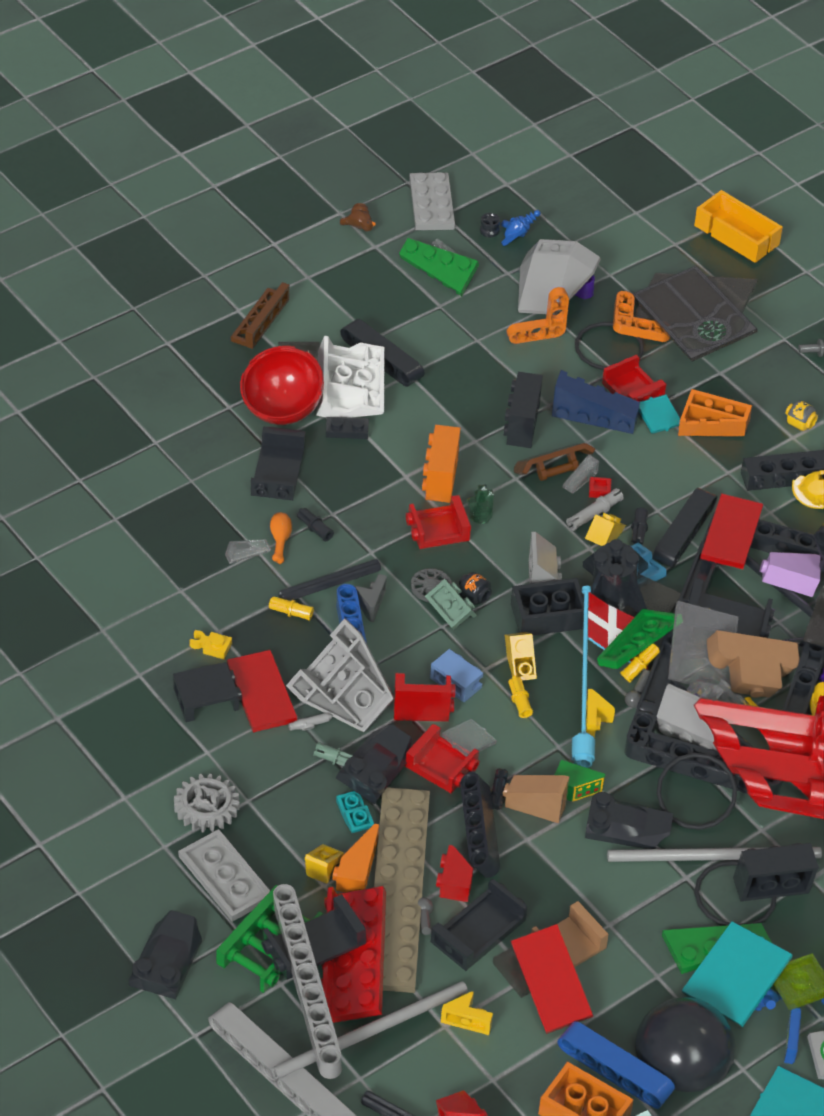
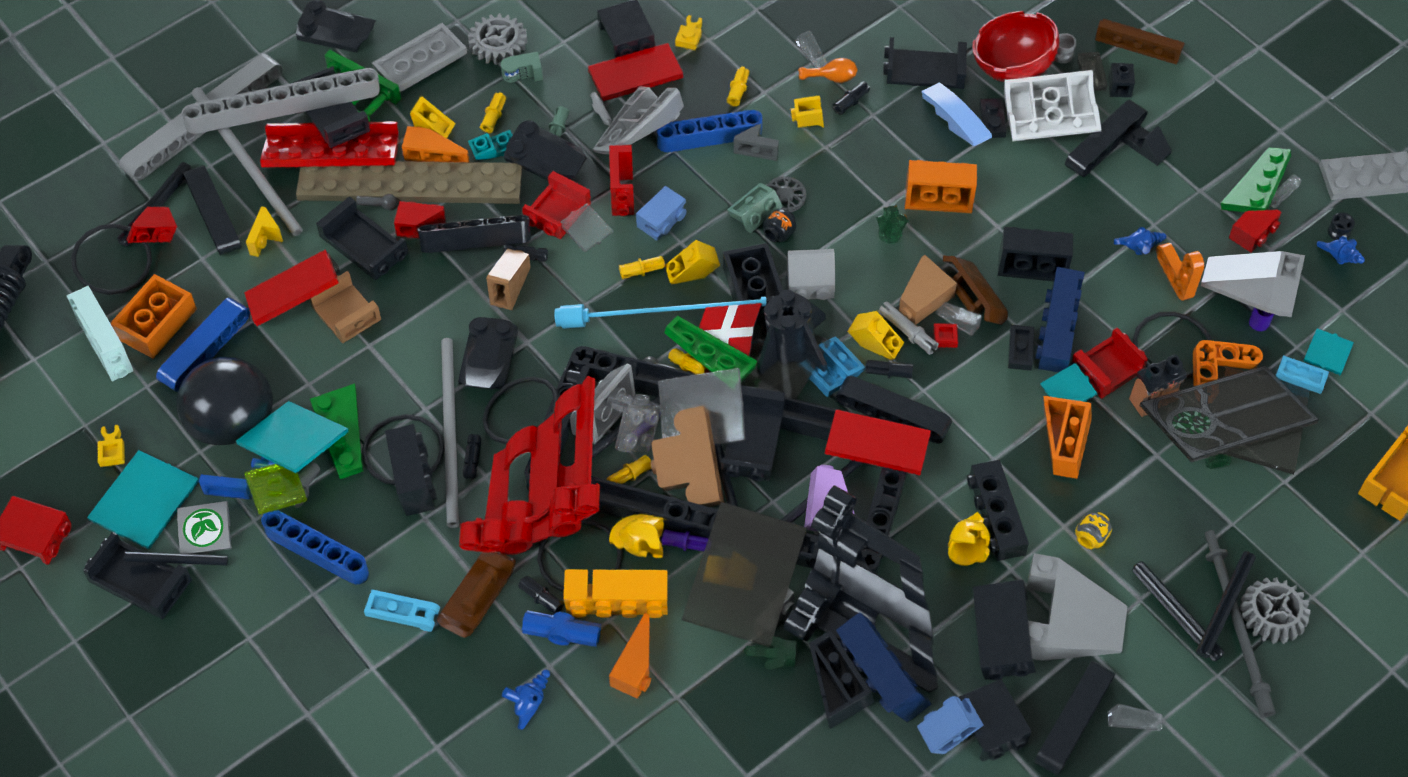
camera: 90 degrees right, 10 degrees up
(250, 788) = (522, 67): none -> sand green leg
(311, 810) = (493, 112): none -> yellow axle
(312, 330) = (1121, 80): none -> black brick
(330, 580) = (779, 114): black axle -> none
(335, 557) = (807, 112): none -> yellow window
(349, 446) = (957, 114): none -> light blue slope
(359, 218) = (1315, 110): reddish brown animal -> none
(390, 326) = (1148, 144): none -> black slope
(433, 1065) = (212, 210): none -> black beam
(439, 524) = (864, 192): red panel -> none
(492, 275) = (1253, 228): none -> red slope
(504, 345) = (1141, 240): none -> blue piece
(555, 492) = (926, 291): none -> medium nougat slope
(582, 780) = (532, 309): green slope -> none
(597, 711) = (625, 324): yellow slope -> none
(616, 256) = (1328, 351): none -> teal piece
(616, 437) = (1021, 347): none -> black plate
(643, 273) = (1302, 374): none -> medium azure plate
(665, 350) = (1157, 381): none -> black hips
(743, 836) = (471, 456): none -> black axle

